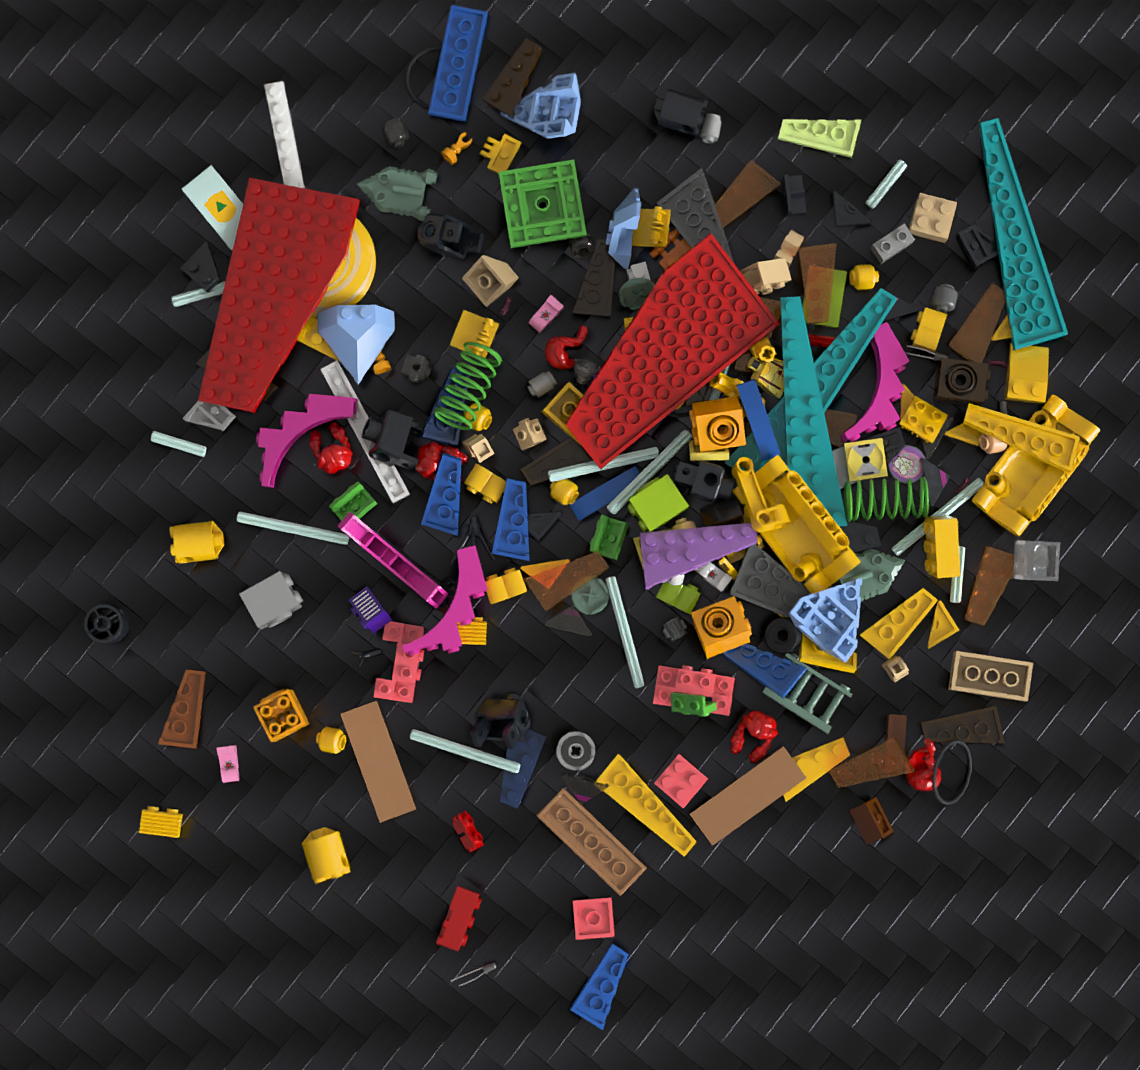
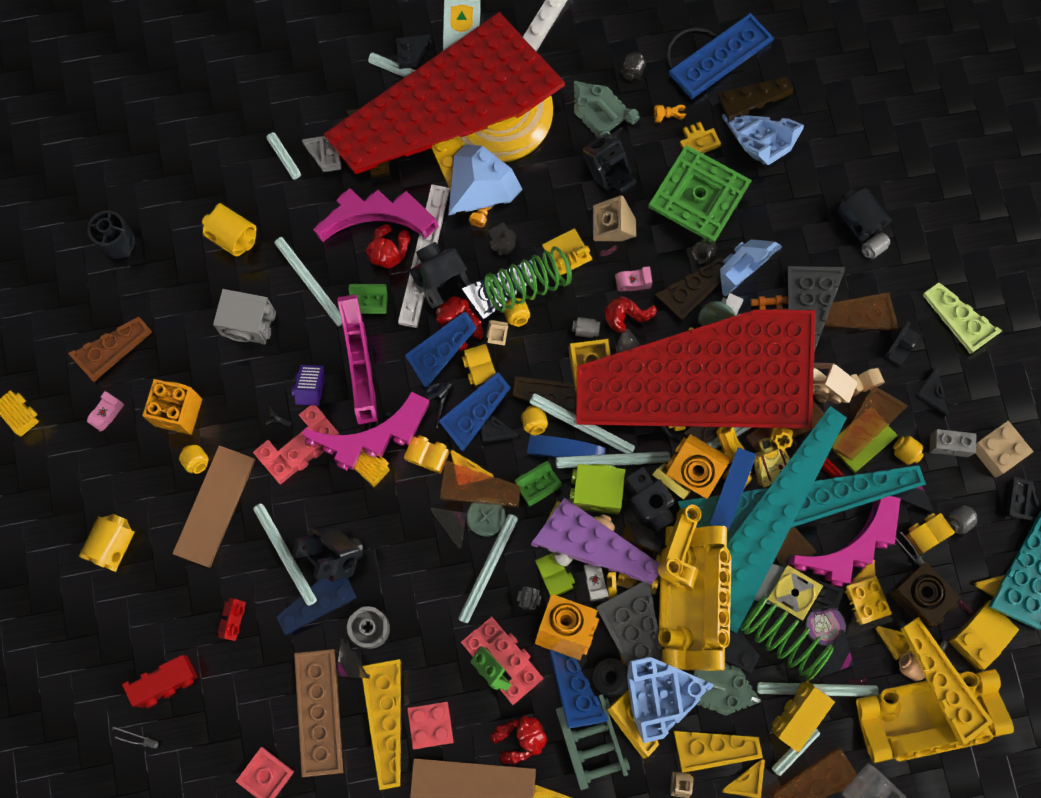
camera: 40 degrees right, 10 degrees down
(529, 433) = (545, 355): tan brick -> none
(652, 228) = (768, 280): yellow hinge -> none
(886, 184) = (983, 395): light aqua axle -> none
(978, 328) = (973, 565): clear orange wing -> none

